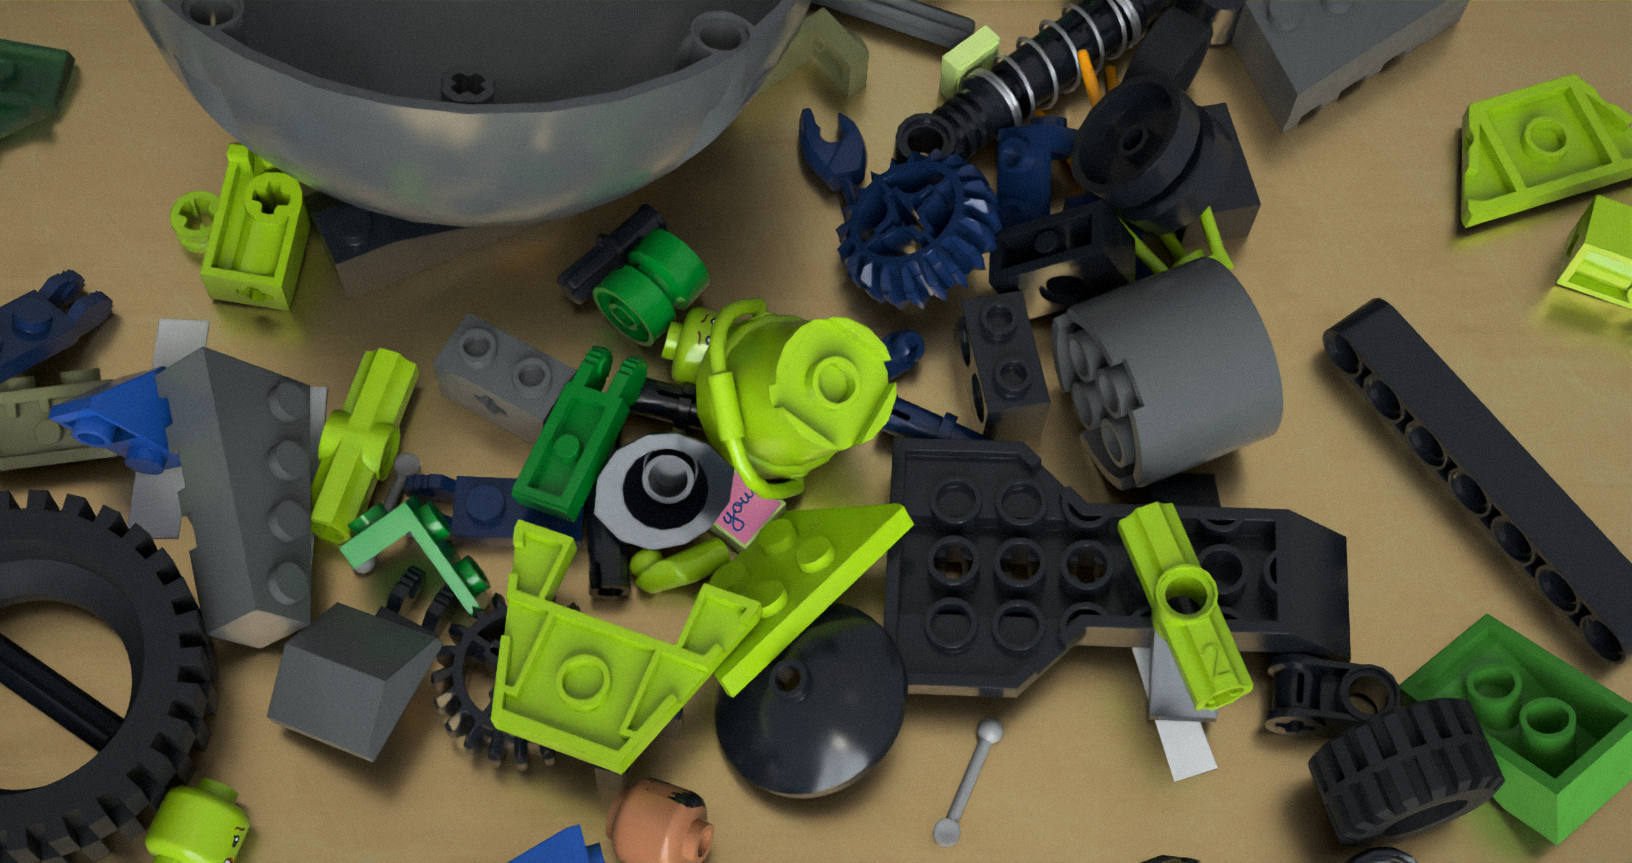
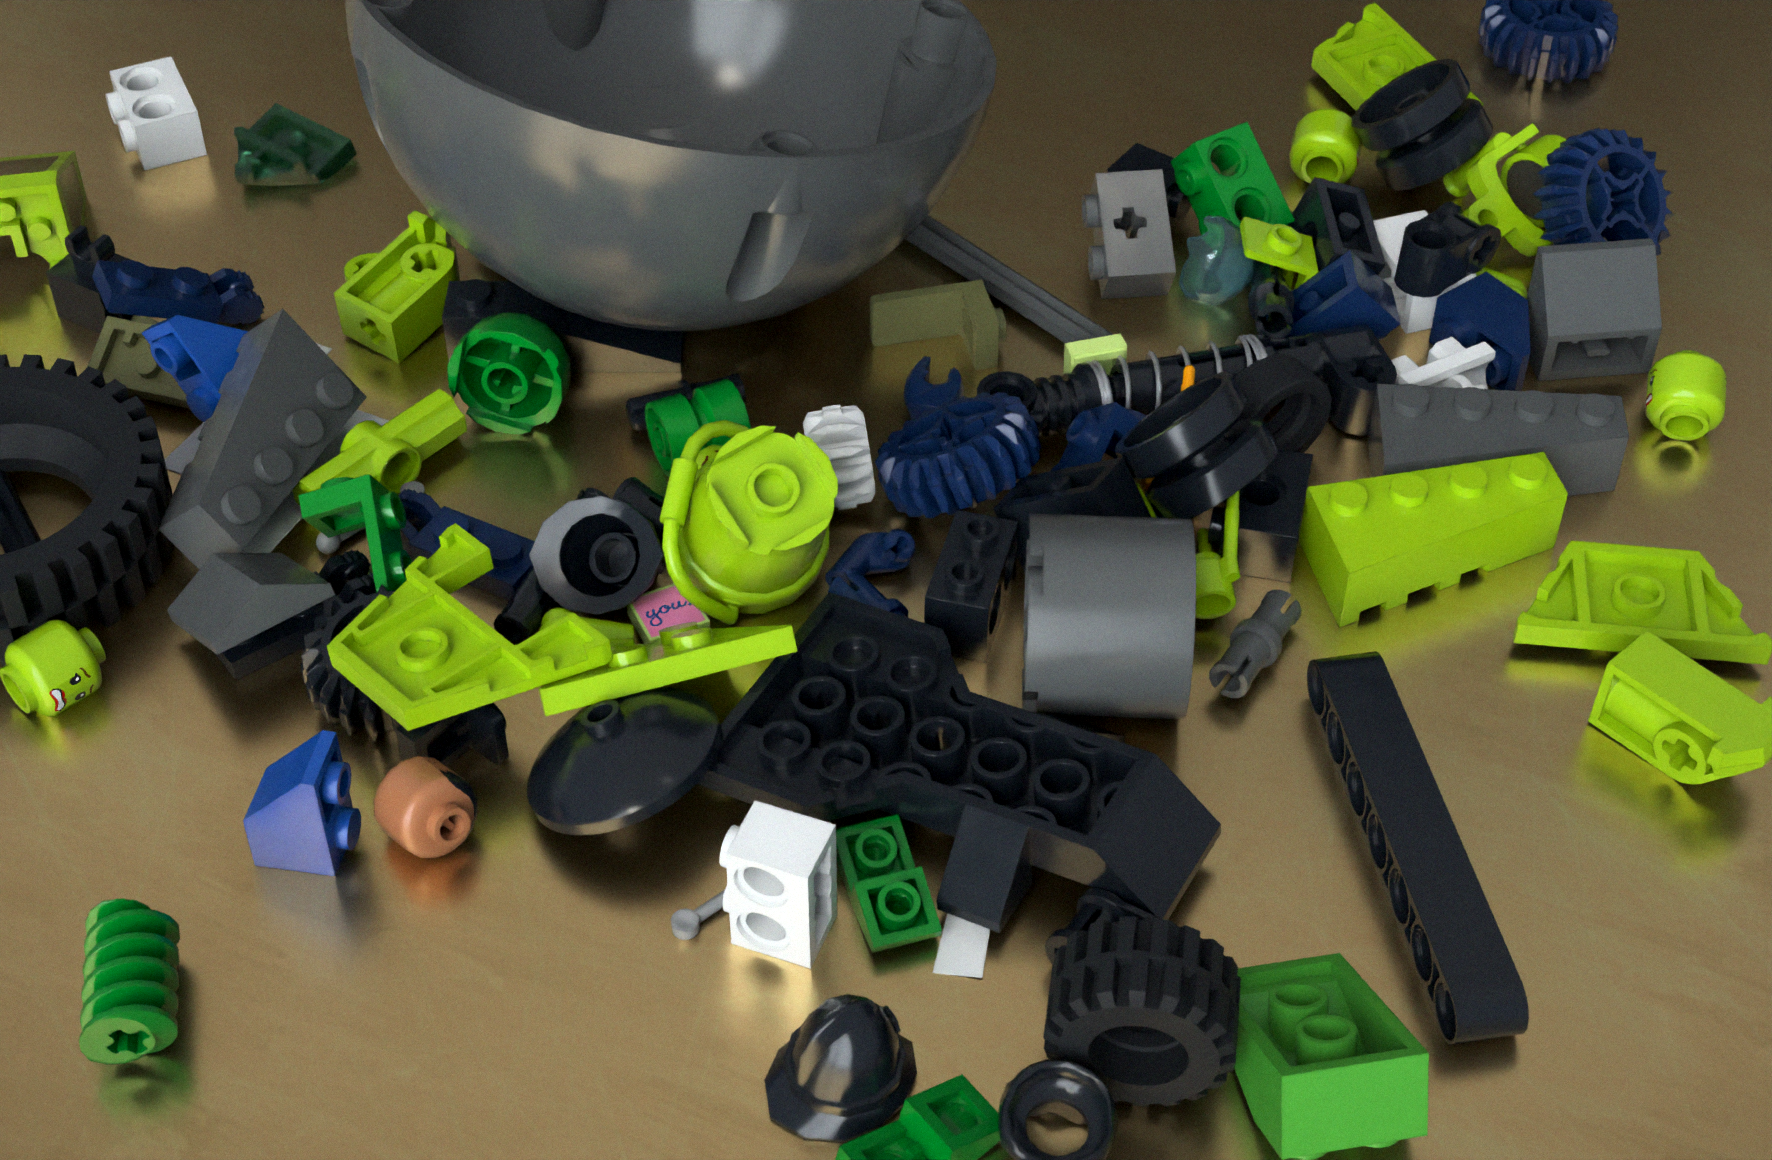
camera: 30 degrees right, 20 degrees down
(430, 290) = (510, 372): none -> green cylinder
(500, 377) = (529, 451): dark grey brick -> none
(579, 435) = (594, 470): green hinge -> none
(808, 271) = (844, 439): none -> white gear
(1035, 775) = (780, 883): none -> white brick
(1096, 720) = (885, 885): none -> green slope
(1197, 641) = (993, 780): lime piece -> none
(1268, 296) = (1255, 643): none -> dark grey pin
(1342, 143) = (1426, 527): none -> lime wedge

